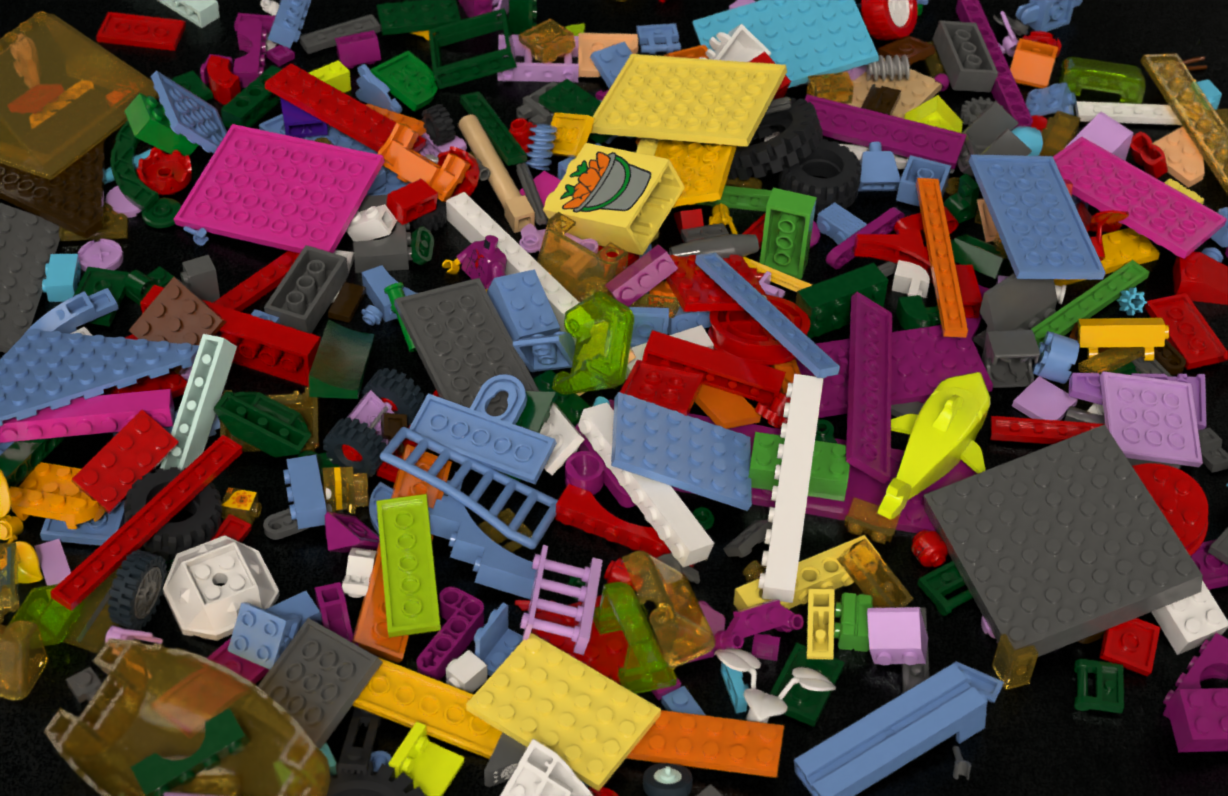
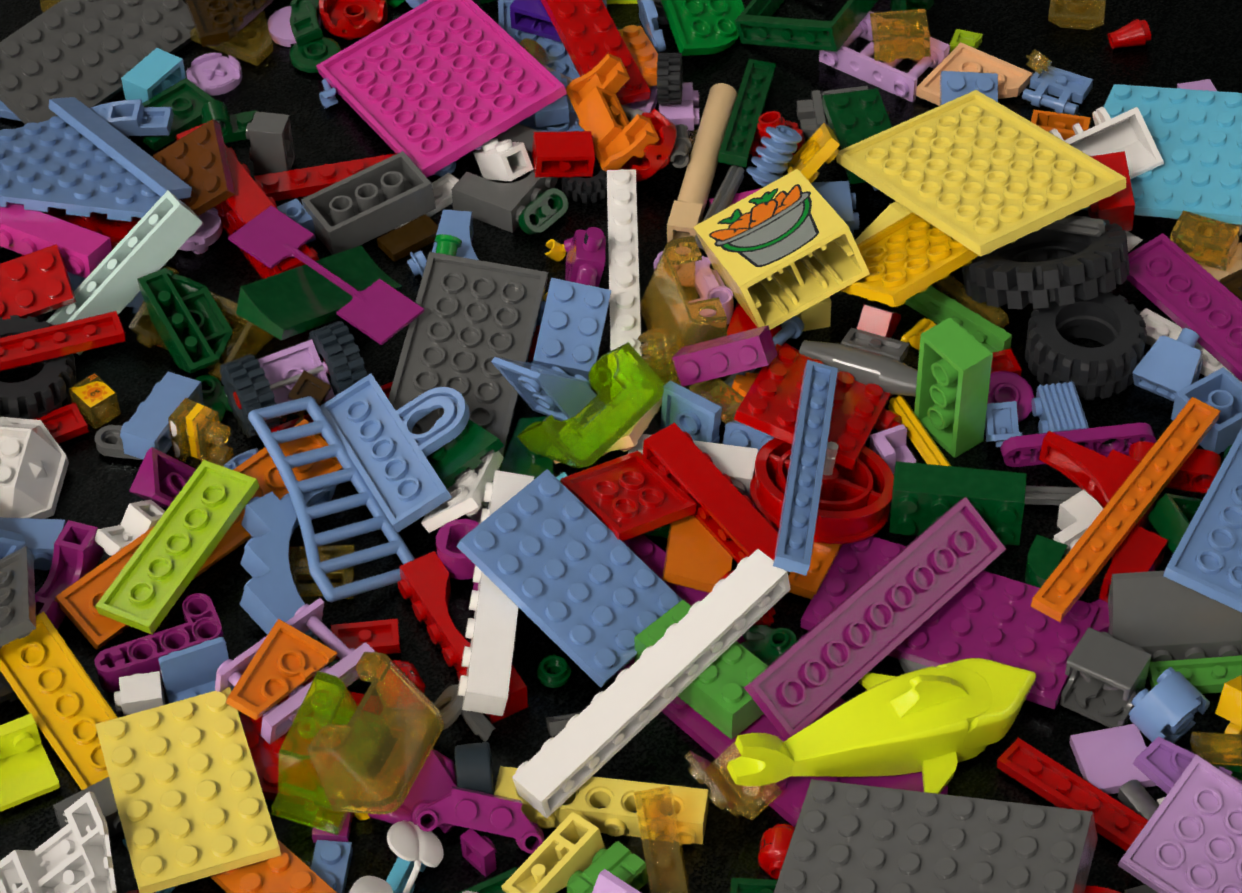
camera: 40 degrees right, 0 degrees up
(106, 329) = (119, 147): none -> medium blue tile
(290, 336) = (375, 311): none -> magenta hinge
(561, 600) = (278, 669): none -> orange wing
(577, 554) = (379, 635): none -> red plate
(639, 25) = (1038, 62): none -> clear yellow plate
(724, 598) = (475, 767): none -> black wheel
(818, 247) = (1001, 422): none -> medium blue bracket

